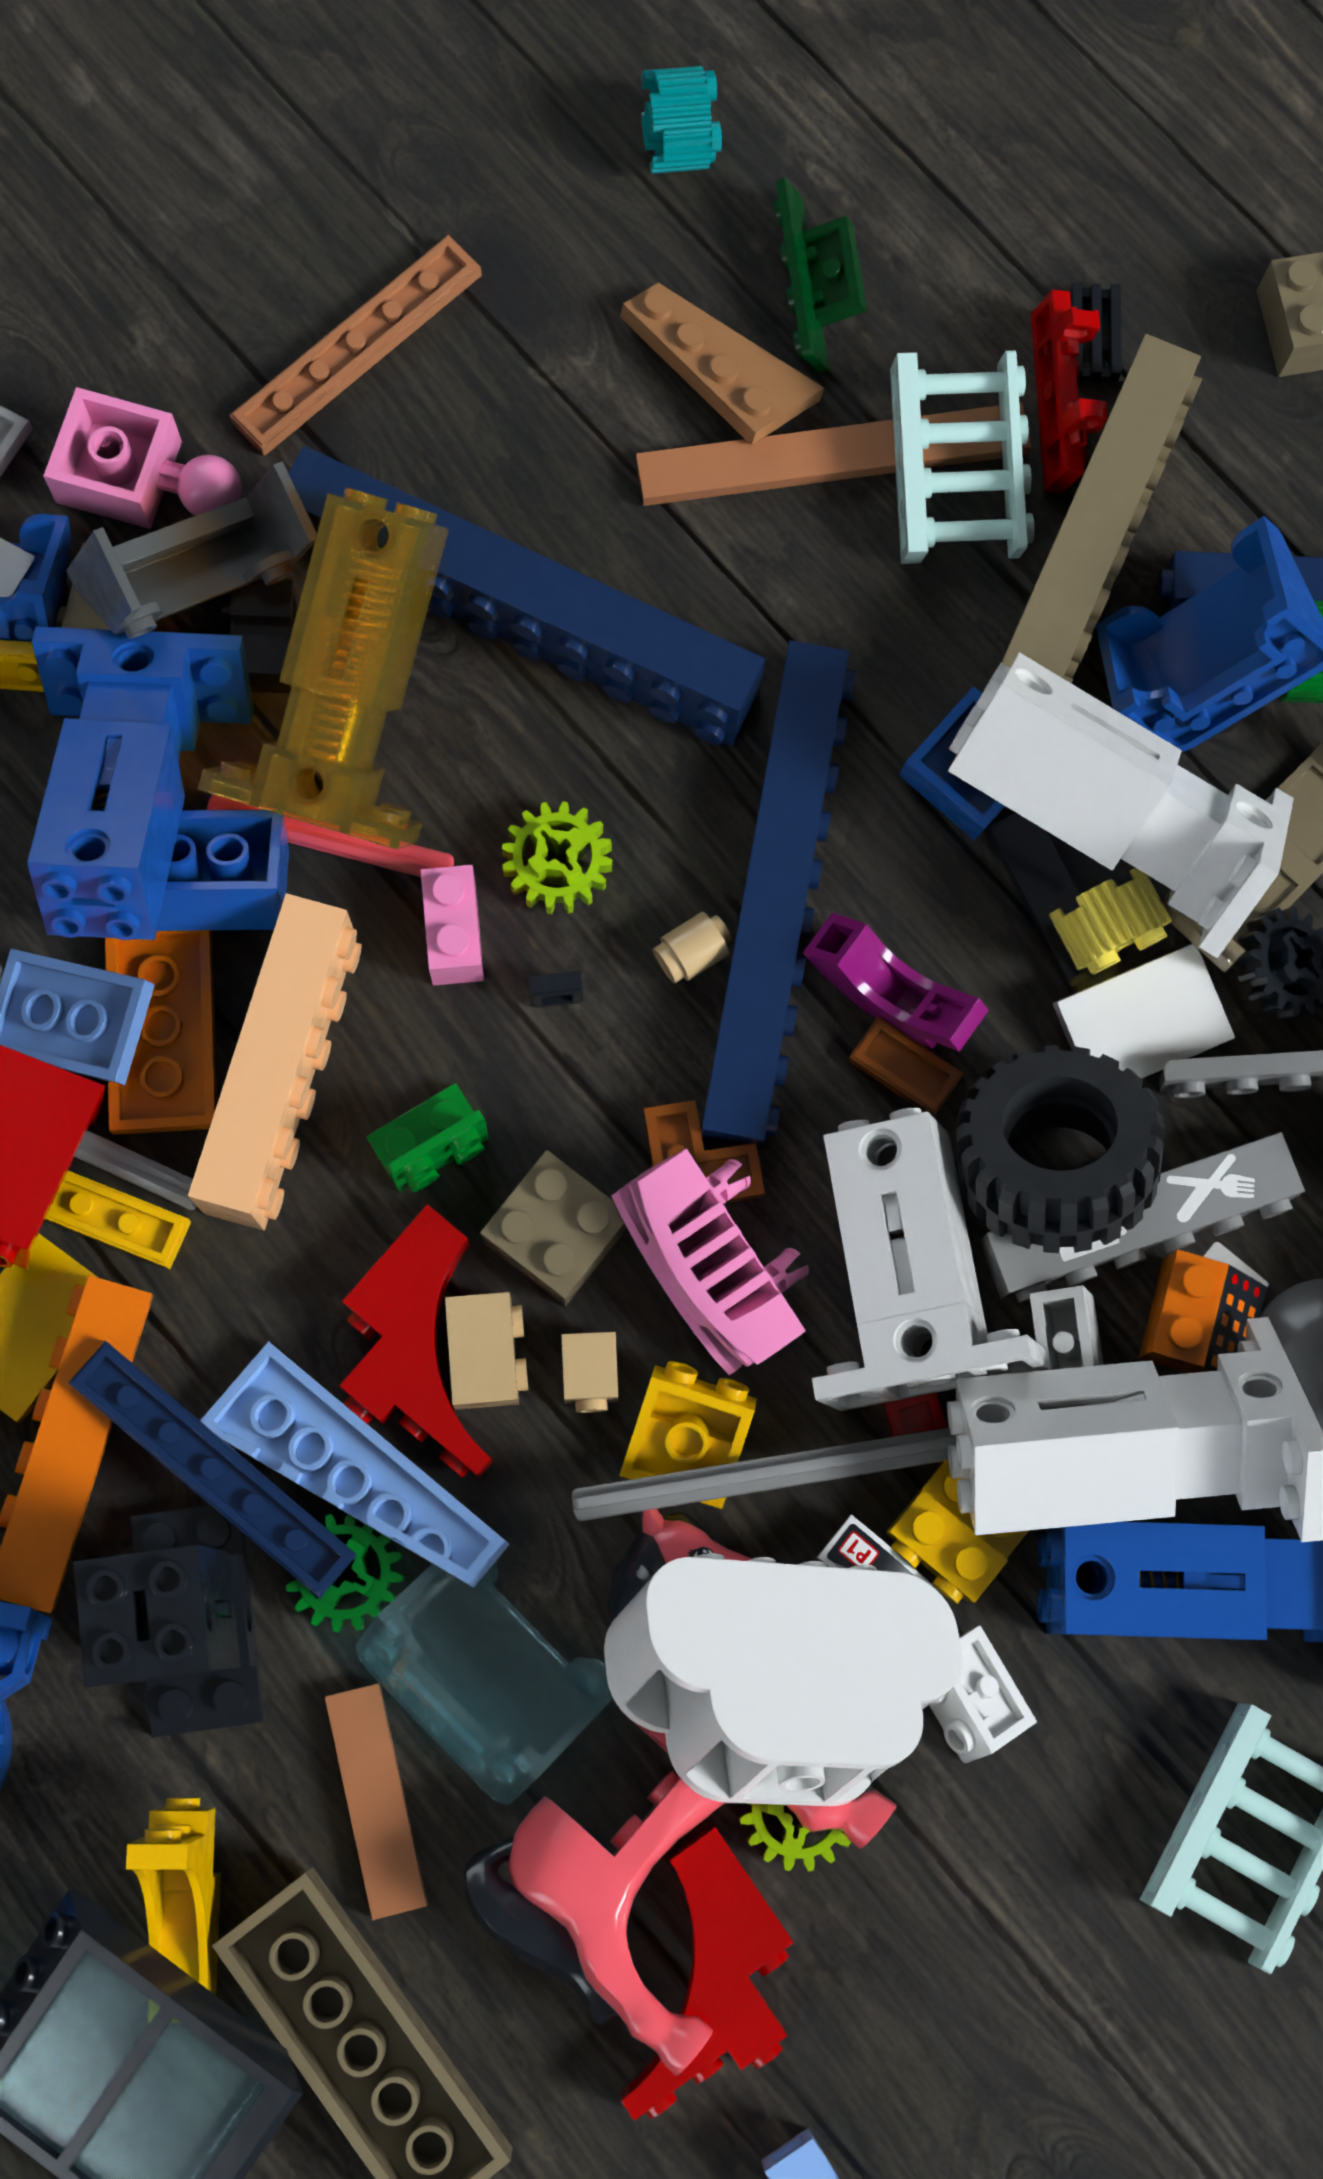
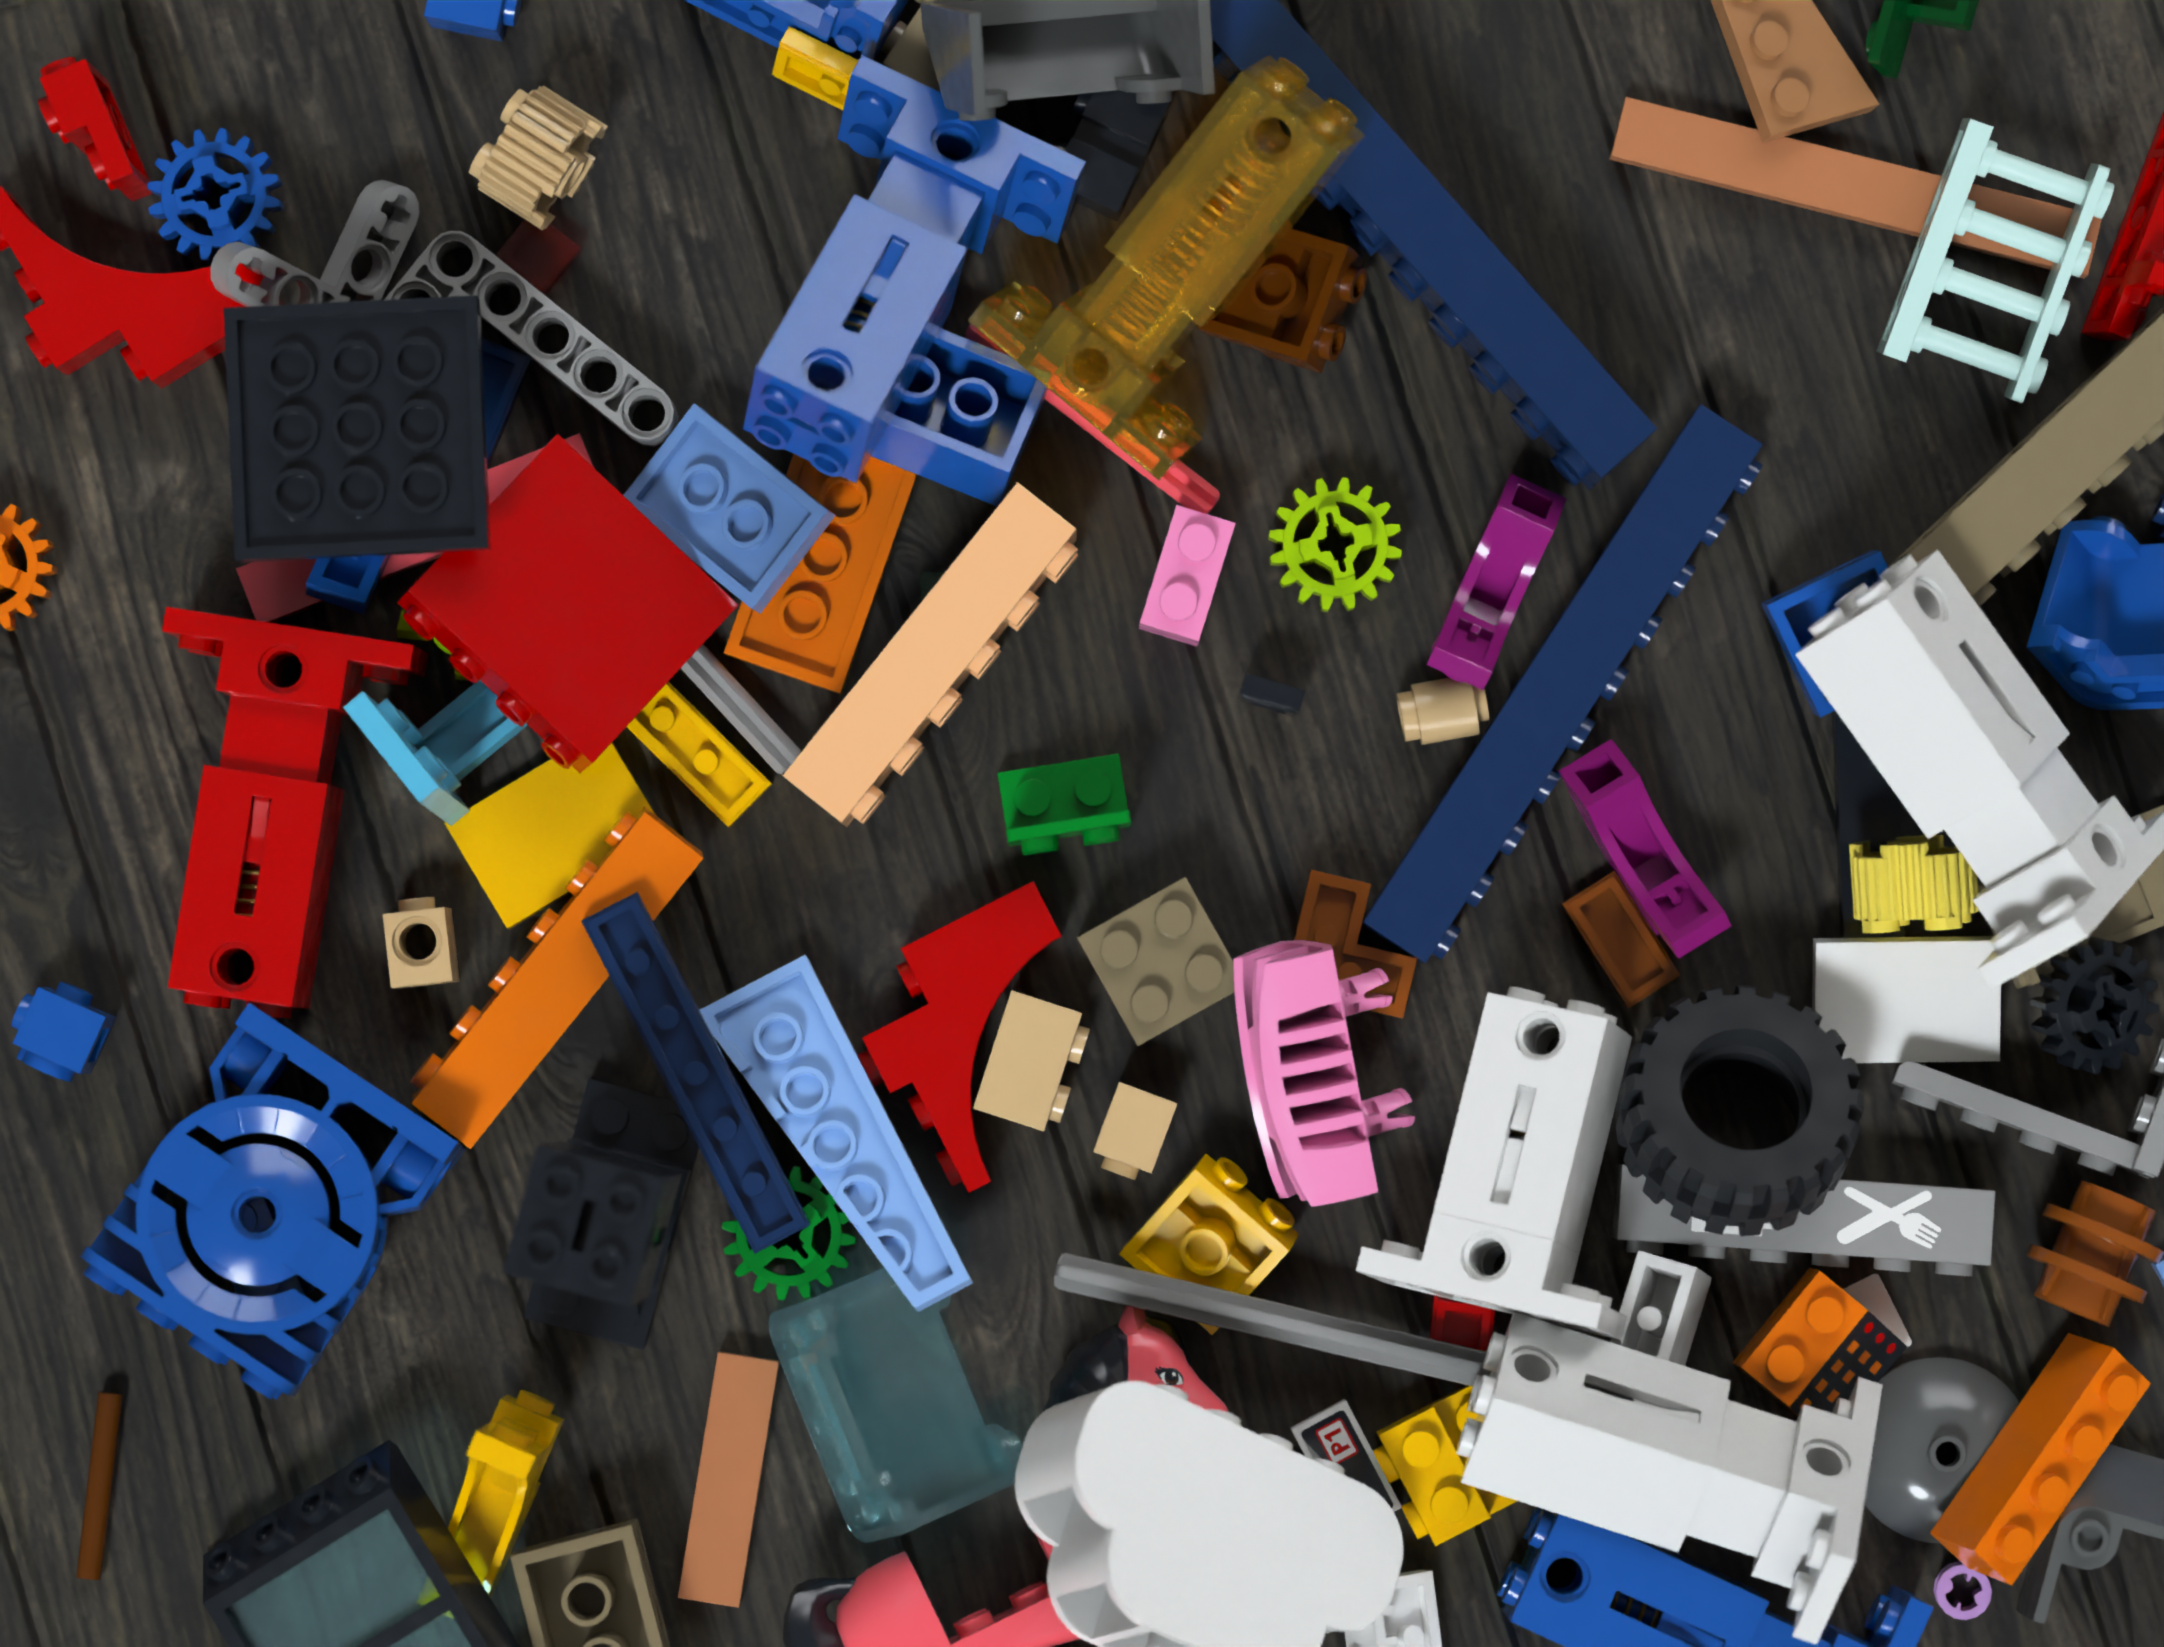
camera: 30 degrees right, 10 degrees up
(448, 692) = (1296, 302): none -> reddish brown plate
(692, 830) = (1495, 581): none -> magenta arch

